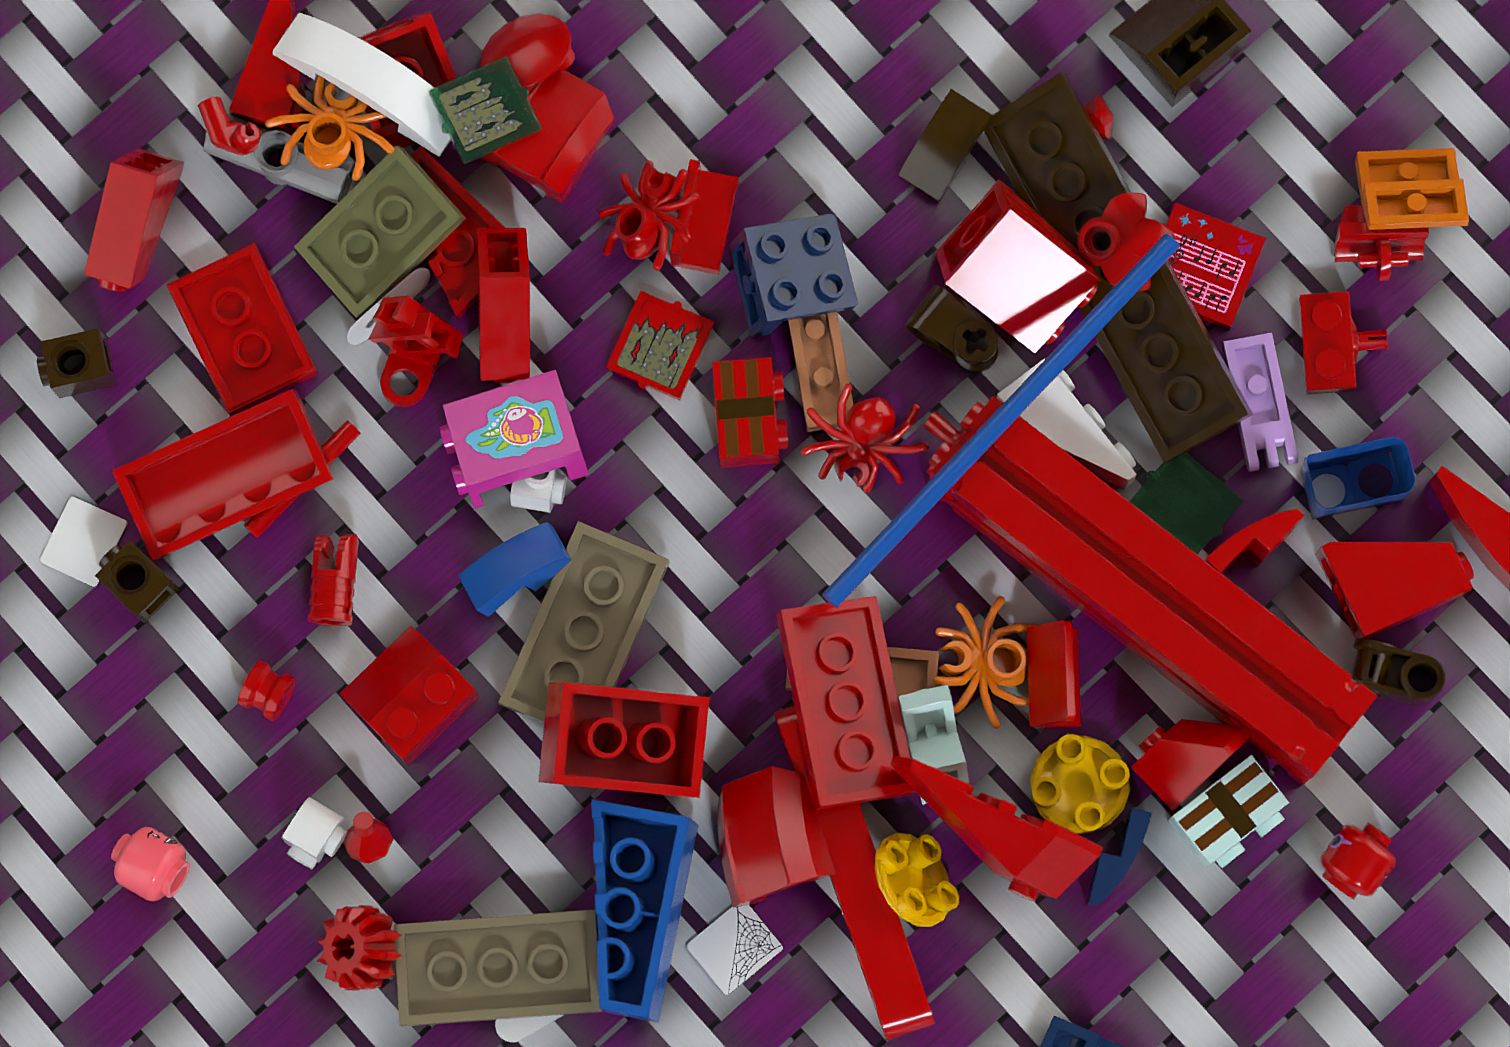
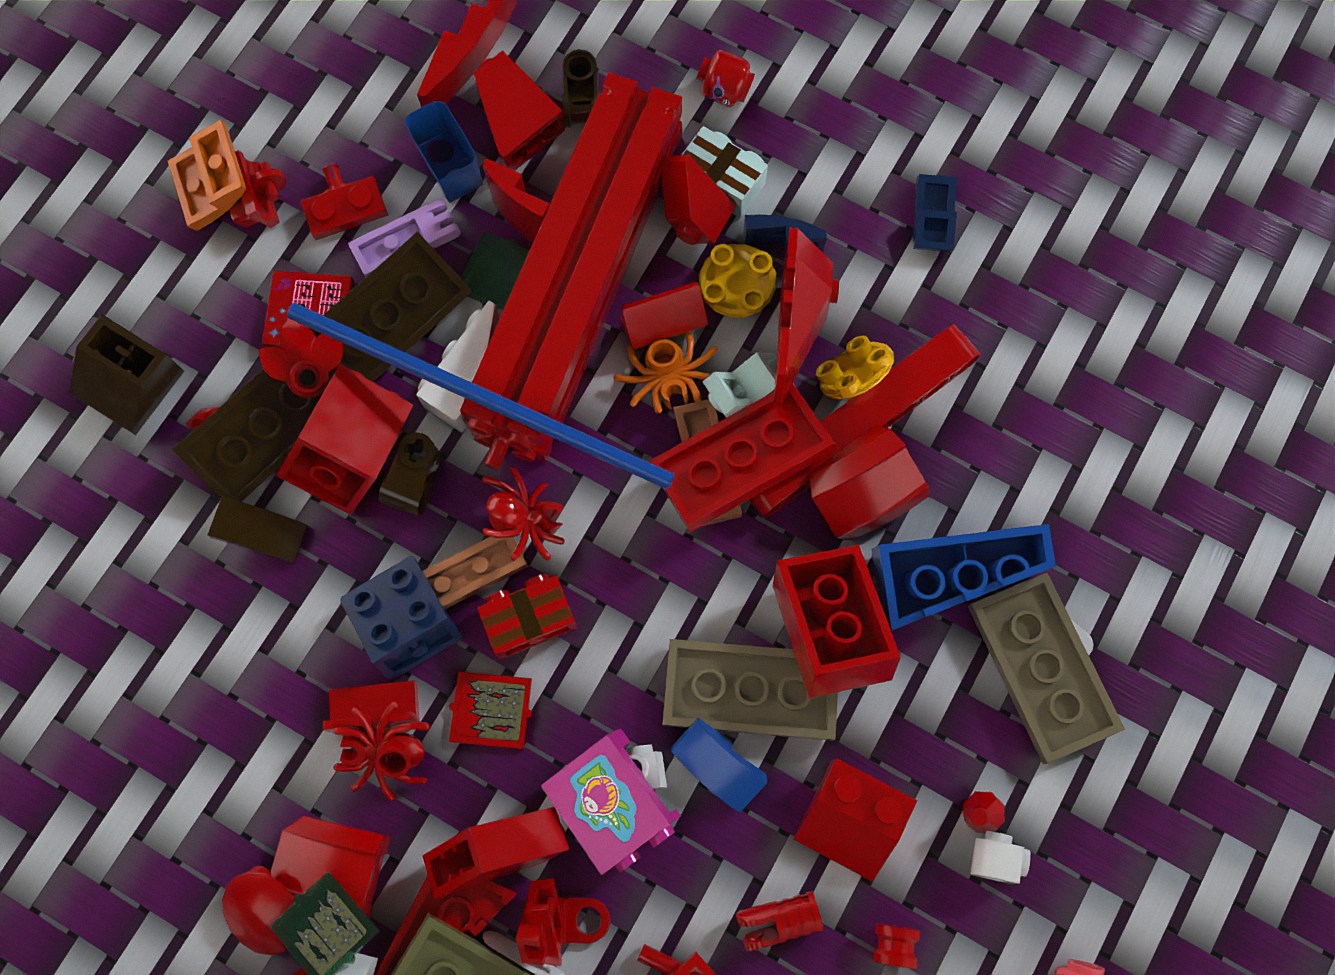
camera: 110 degrees left, 5 degrees down
(359, 947) = (1080, 784): red gear -> none
(734, 947) = (953, 493): white sticker -> none

